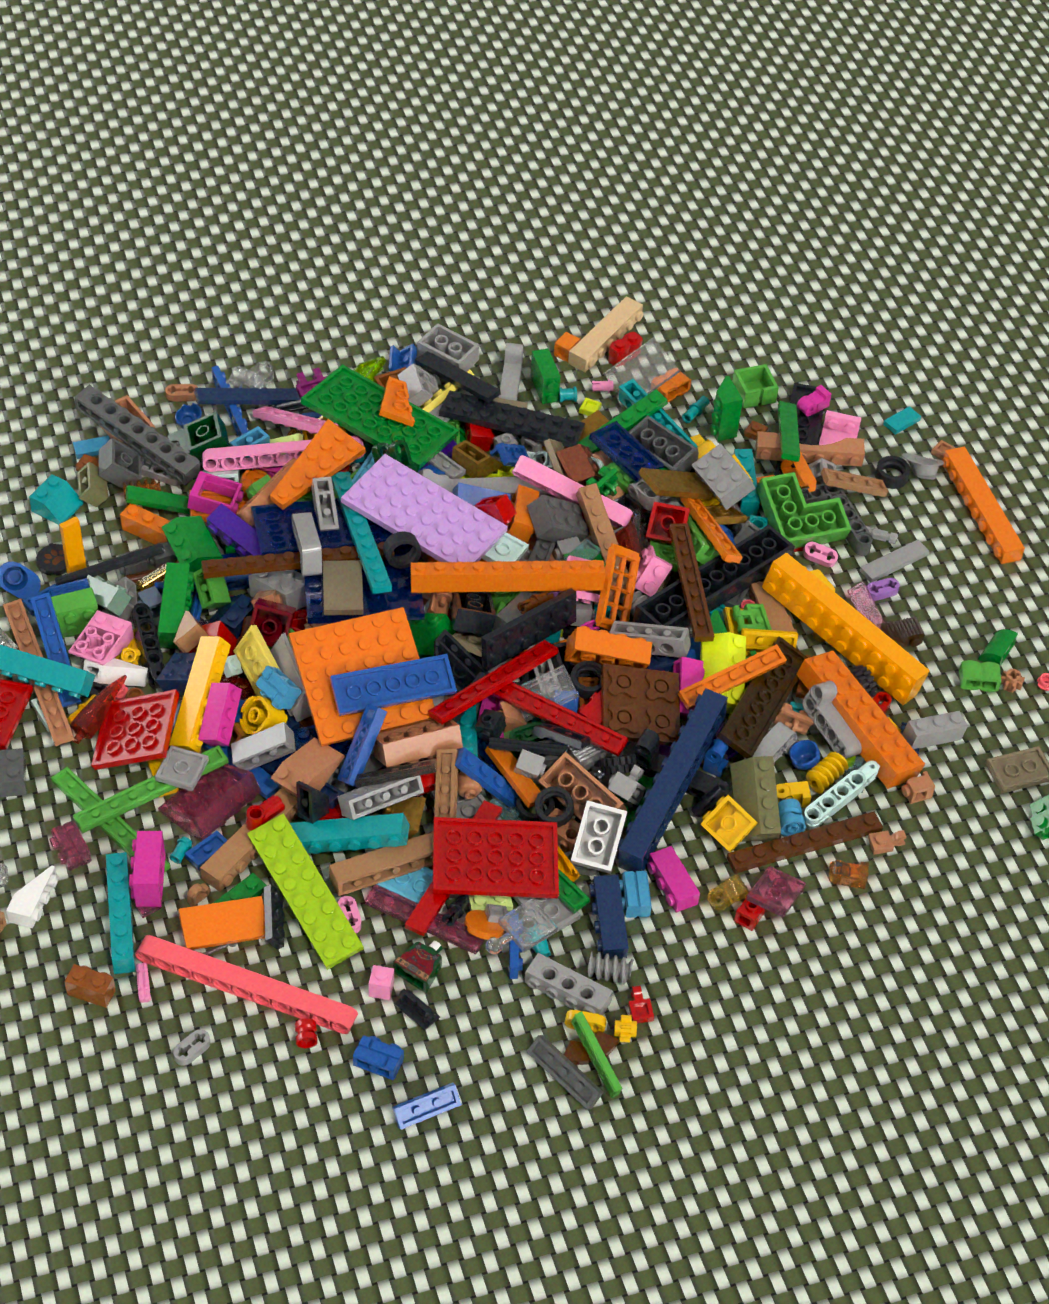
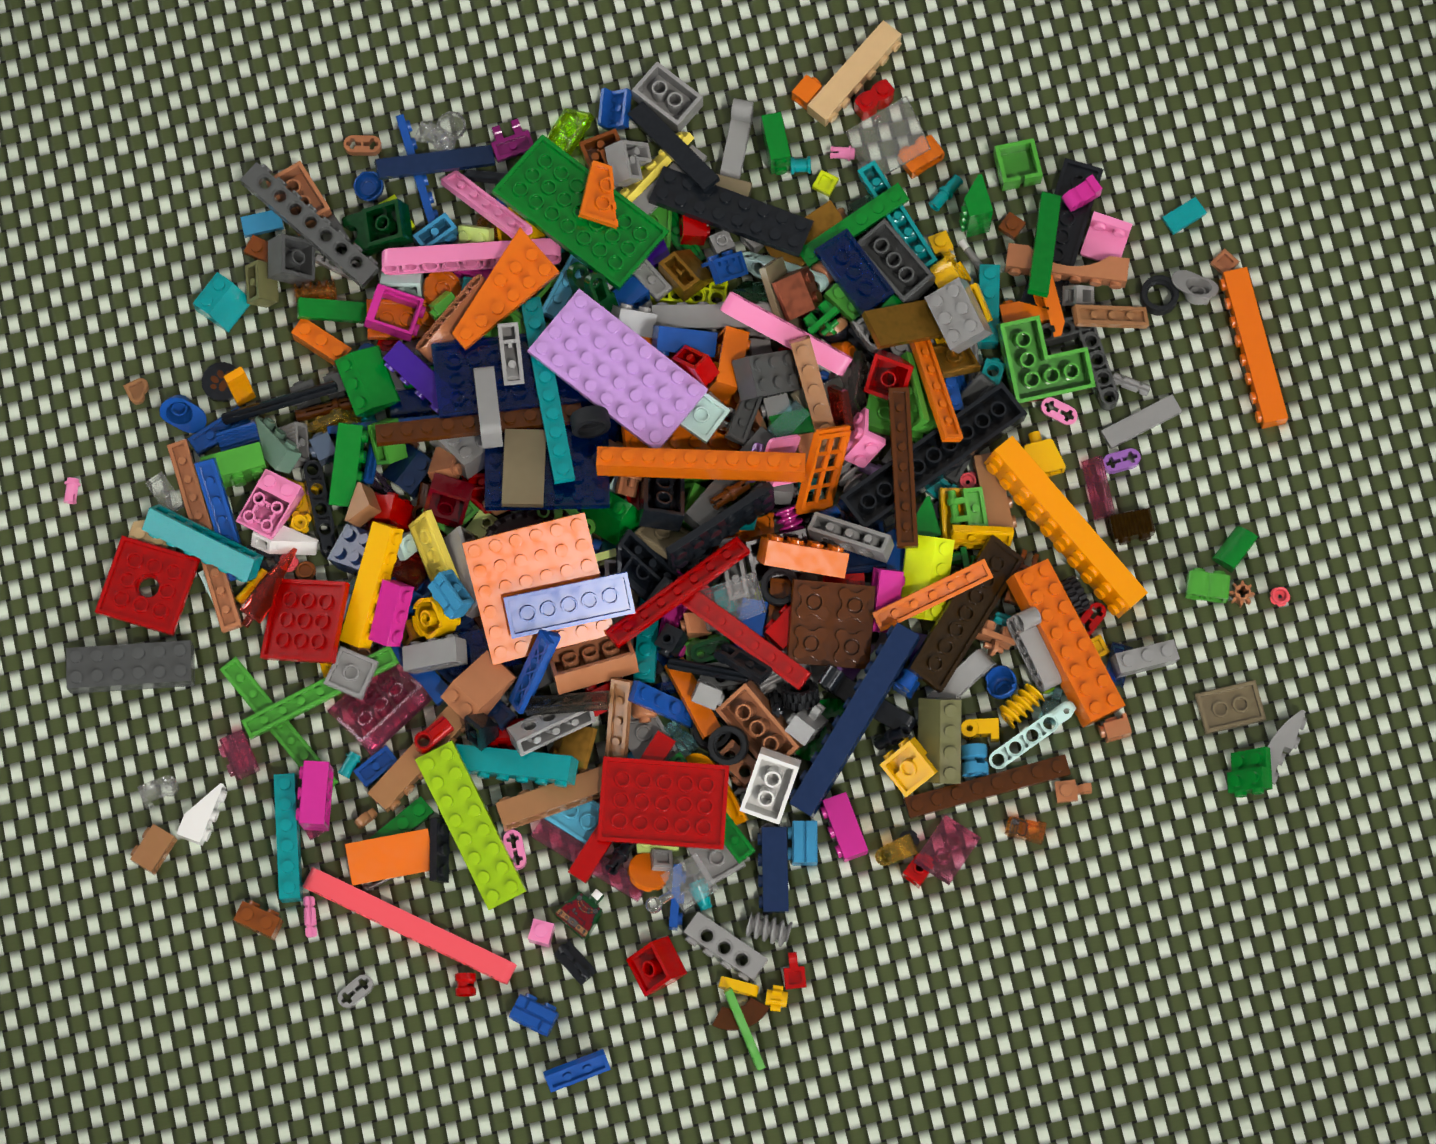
camera: 10 degrees right, 25 degrees up
(500, 1006) = (656, 965): none -> red slope
(565, 1072) = (713, 1041): dark grey plate -> none

